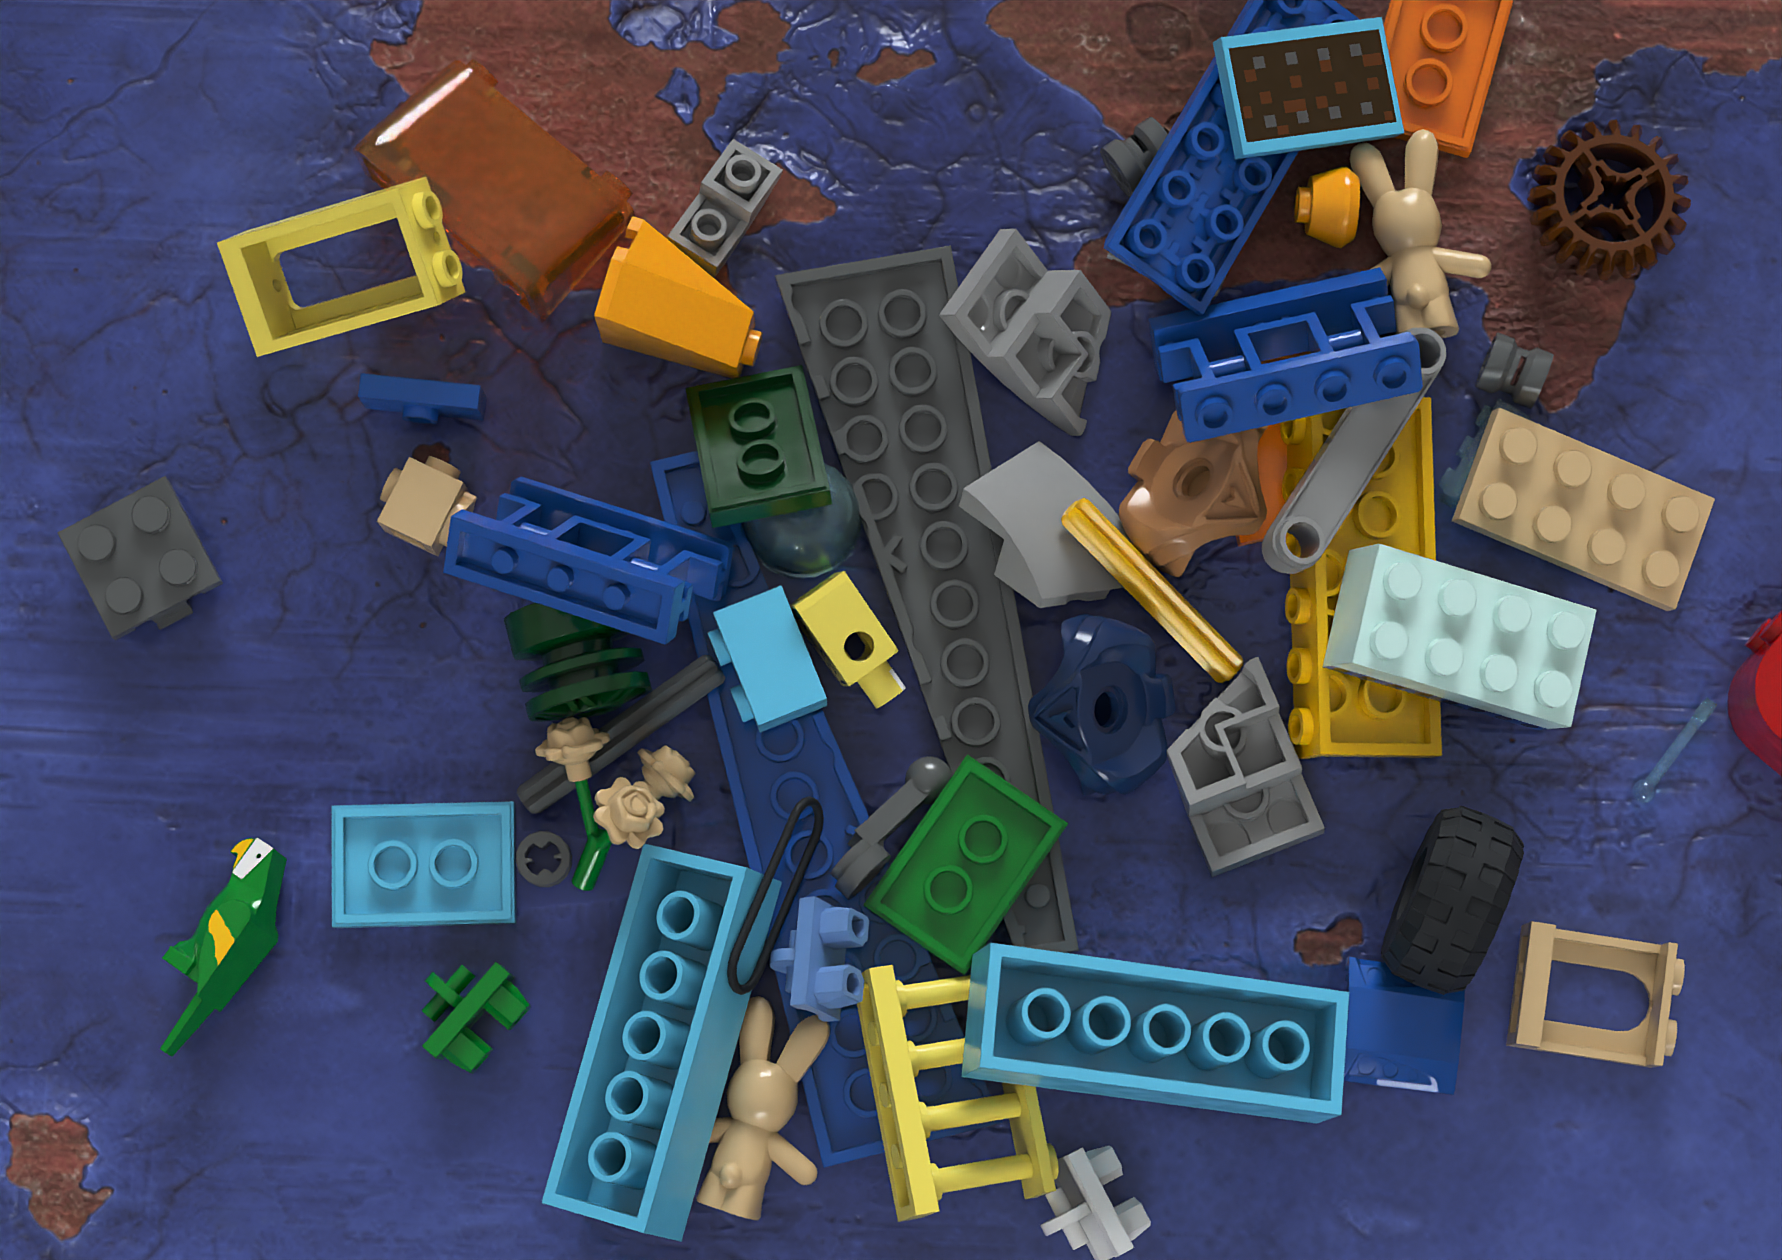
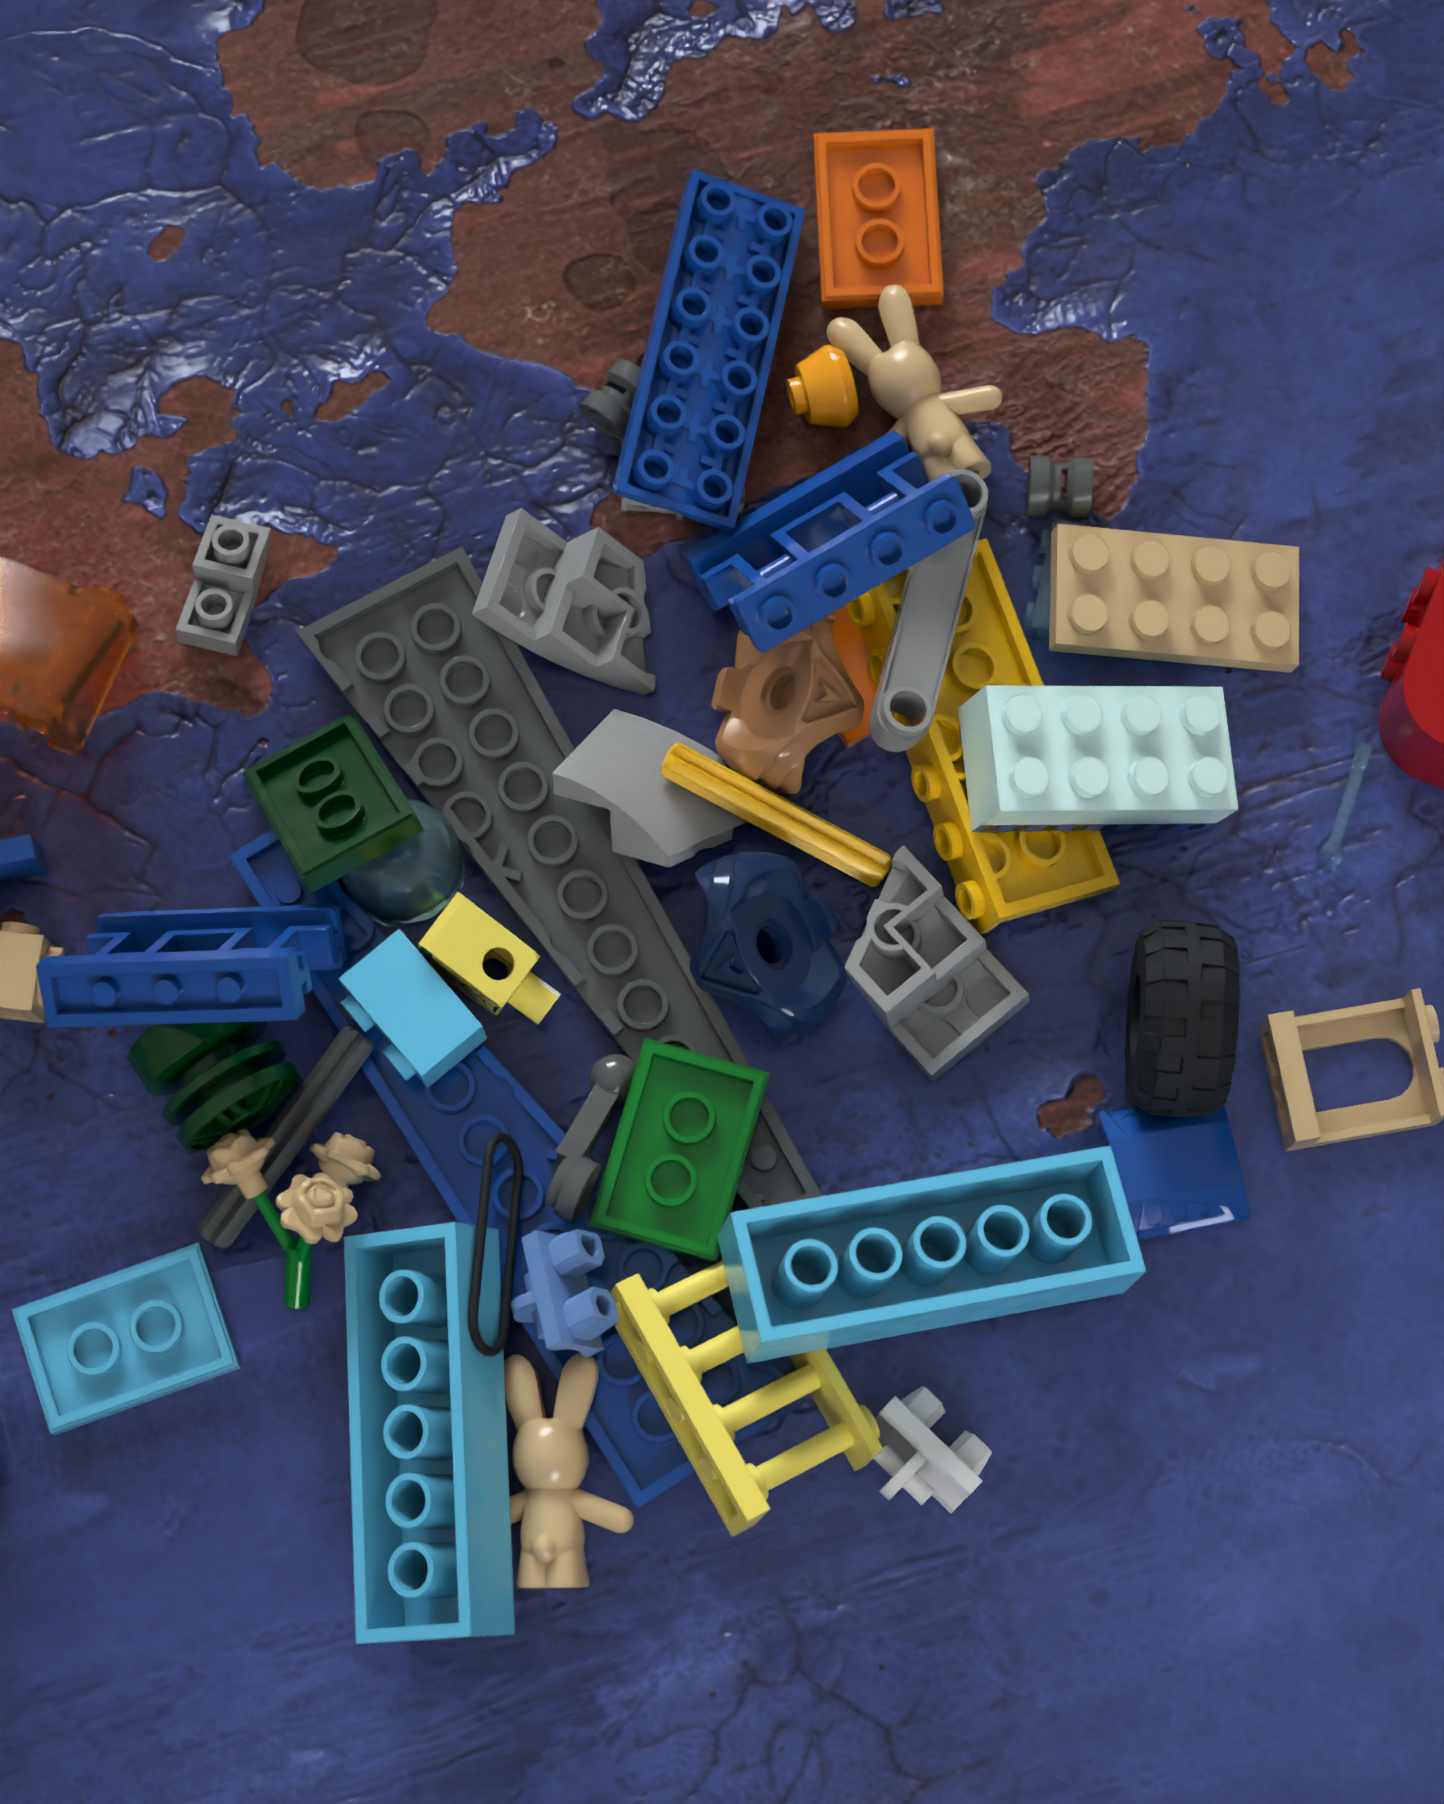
camera: 15 degrees left, 5 degrees down
(491, 994) = (211, 1502): green hips -> none
(542, 840) = (241, 1272): dark grey bush -> none
(672, 308) = (202, 697): light orange slope -> none
(1308, 87) = (762, 279): tile -> none
(1596, 177) = (1062, 264): reddish brown gear -> none

